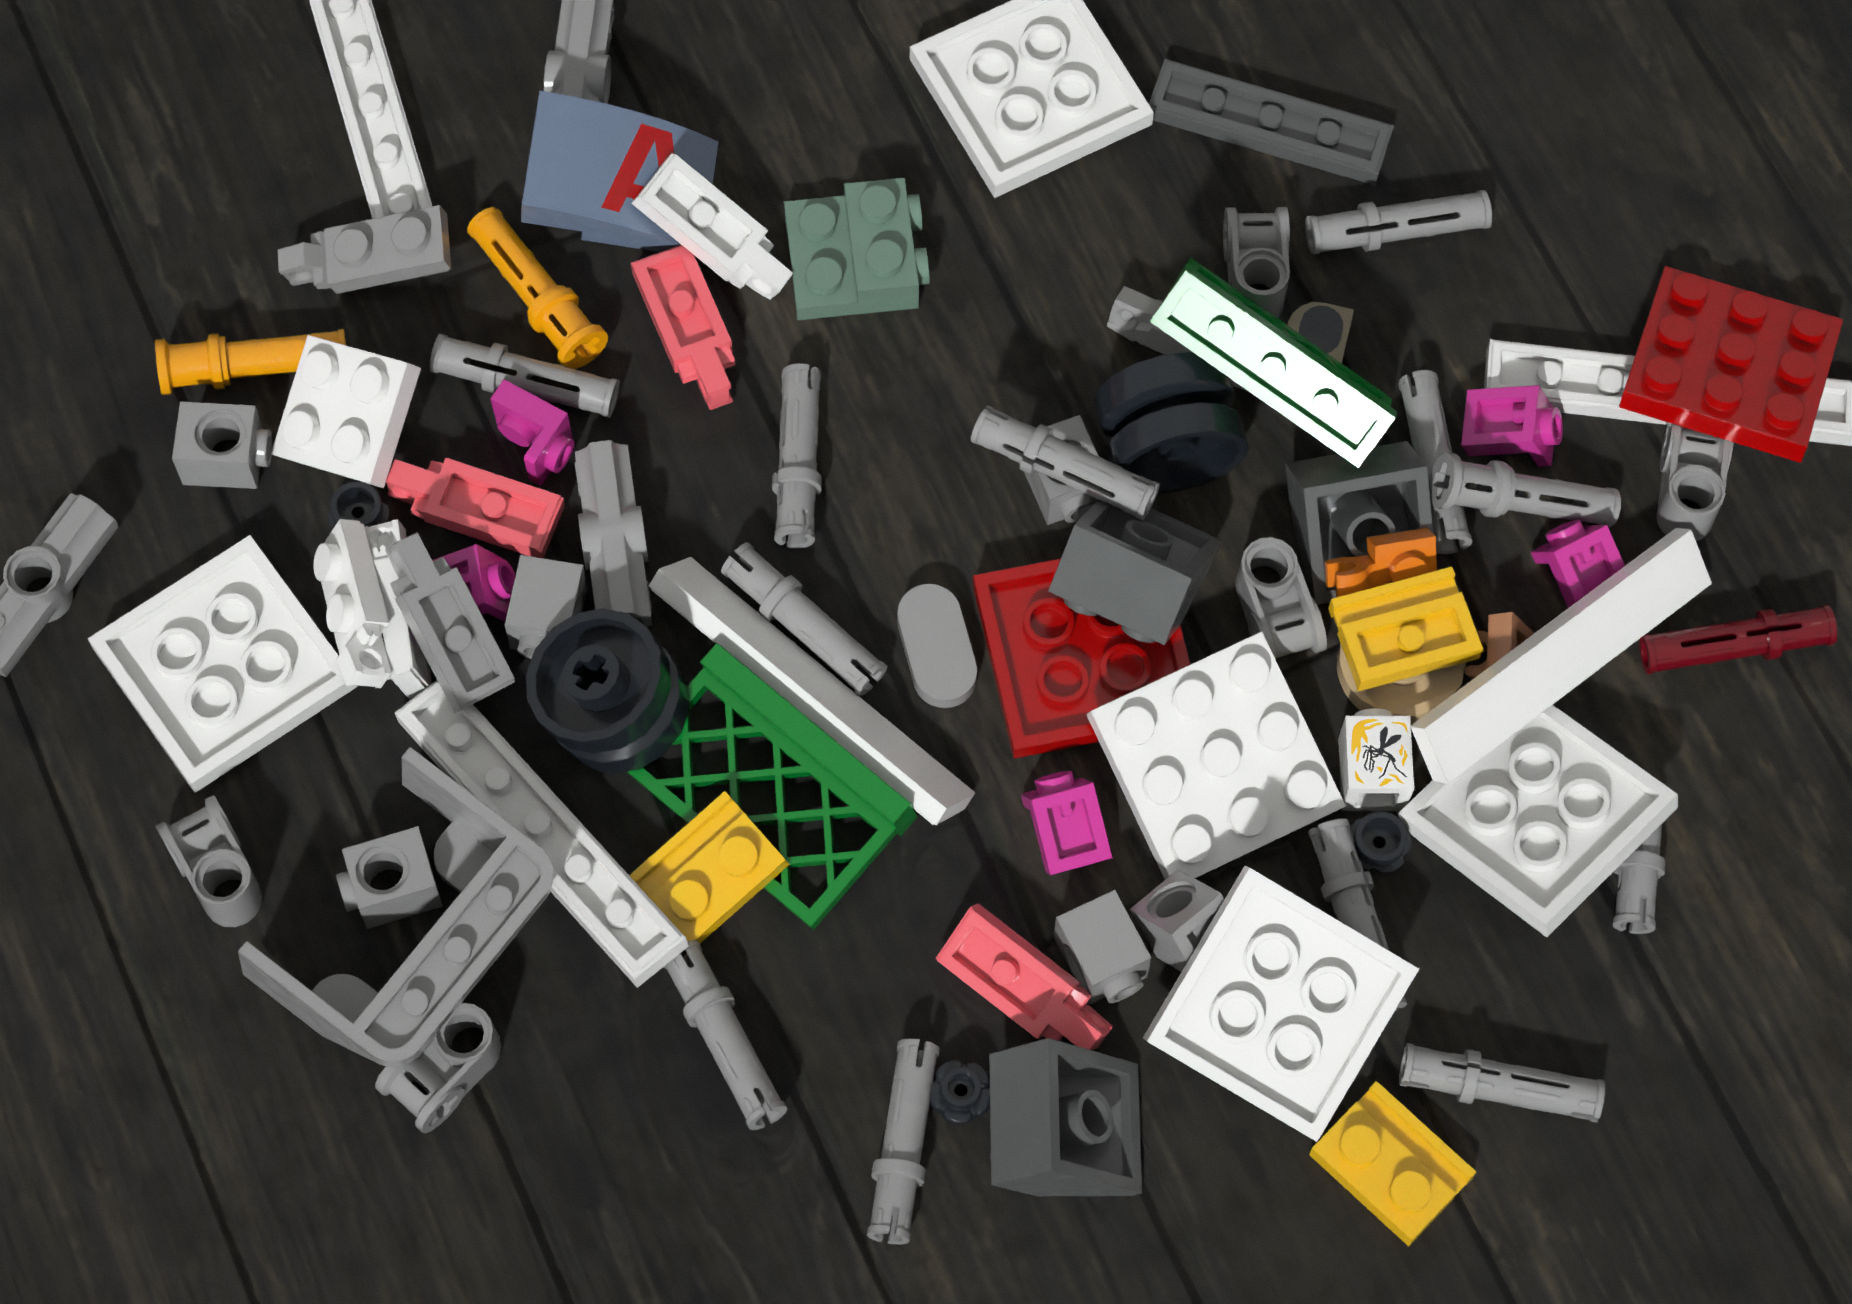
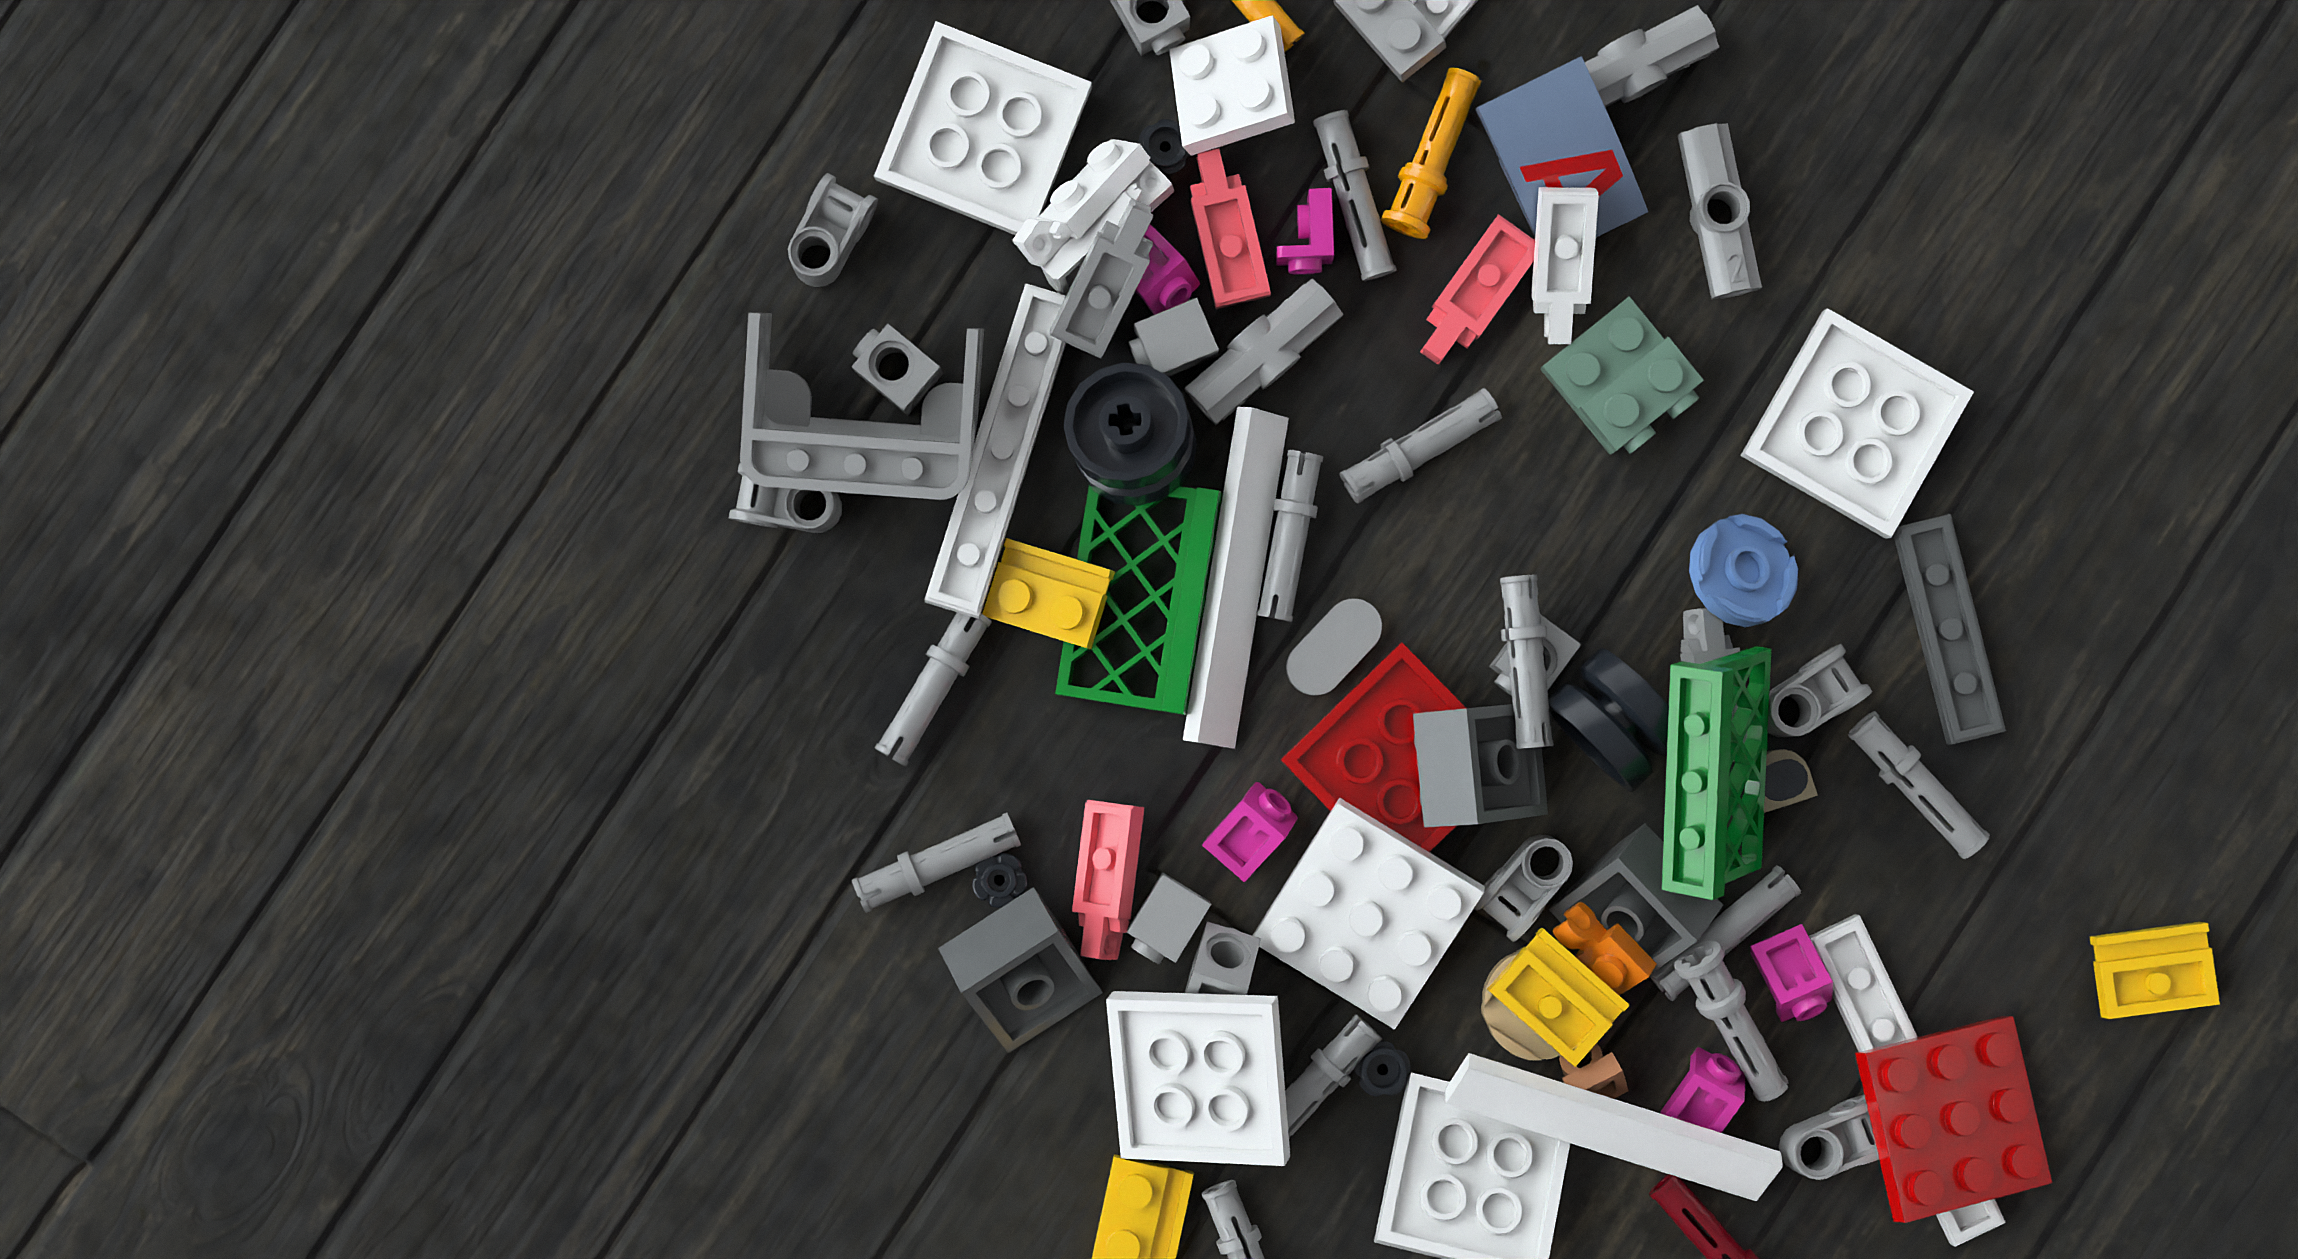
camera: 55 degrees right, 20 degrees up
(729, 70) = (1714, 175): none -> light grey piece
(1102, 250) = (1743, 570): none -> medium blue tile
(1376, 761) = (1444, 1031): white brick -> none
(1692, 129) = (2154, 970): none -> yellow plate

